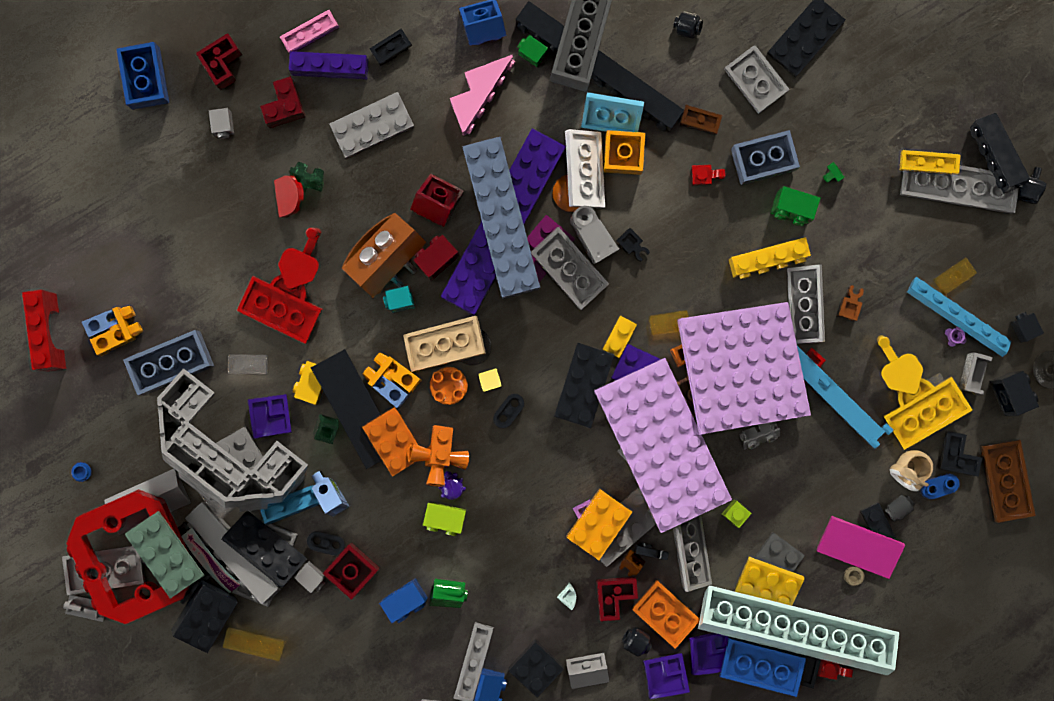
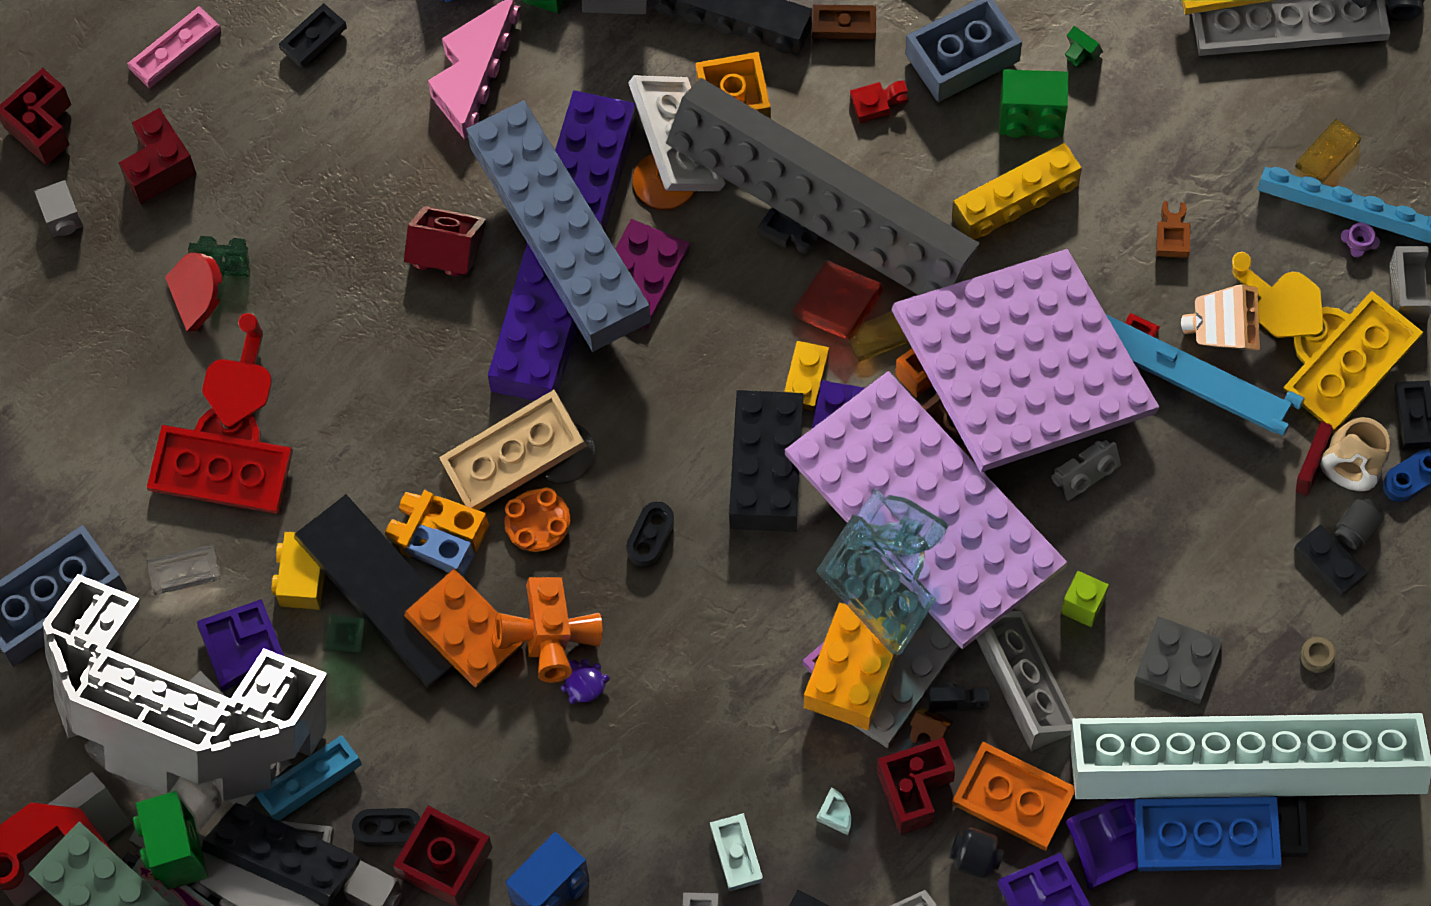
camera: 10 degrees left, 20 degrees down
(204, 534) = (170, 840): none -> green brick
(328, 65) = (218, 83): dark purple brick -> none
(331, 501) = (375, 742): light blue torso -> none
(371, 125) = (309, 157): light grey plate -> none
(383, 254) = (376, 334): dark orange piece -> none
(399, 299) = (419, 398): teal brick -> none
(436, 257) = (466, 320): dark red brick -> none
(444, 518) = (584, 732): lime brick -> none
(448, 593) = (622, 849): green torso -> none
(489, 380) = (606, 496): light yellow slope -> none
(509, 606) = (736, 852): none -> light aqua plate
(569, 268) = (692, 285): light grey plate -> none
(592, 234) = (716, 221): light grey piece -> none
(611, 113) = (694, 37): medium azure plate -> none
(625, 494) = (880, 566): none -> clear light blue plate
(650, 297) = (838, 300): none -> clear red tile
(657, 234) = (819, 190): none -> dark grey brick
(769, 582) = (1175, 690): yellow plate -> none
(806, 303) = (1100, 246): light grey slope -> none
(831, 670) = (1328, 817): red plate -> none
(860, 547) = (1312, 601): dark pink tile -> none
(864, 371) = (1226, 319): none -> light nougat torso
(888, 464) = (1312, 461): none -> dark red tile

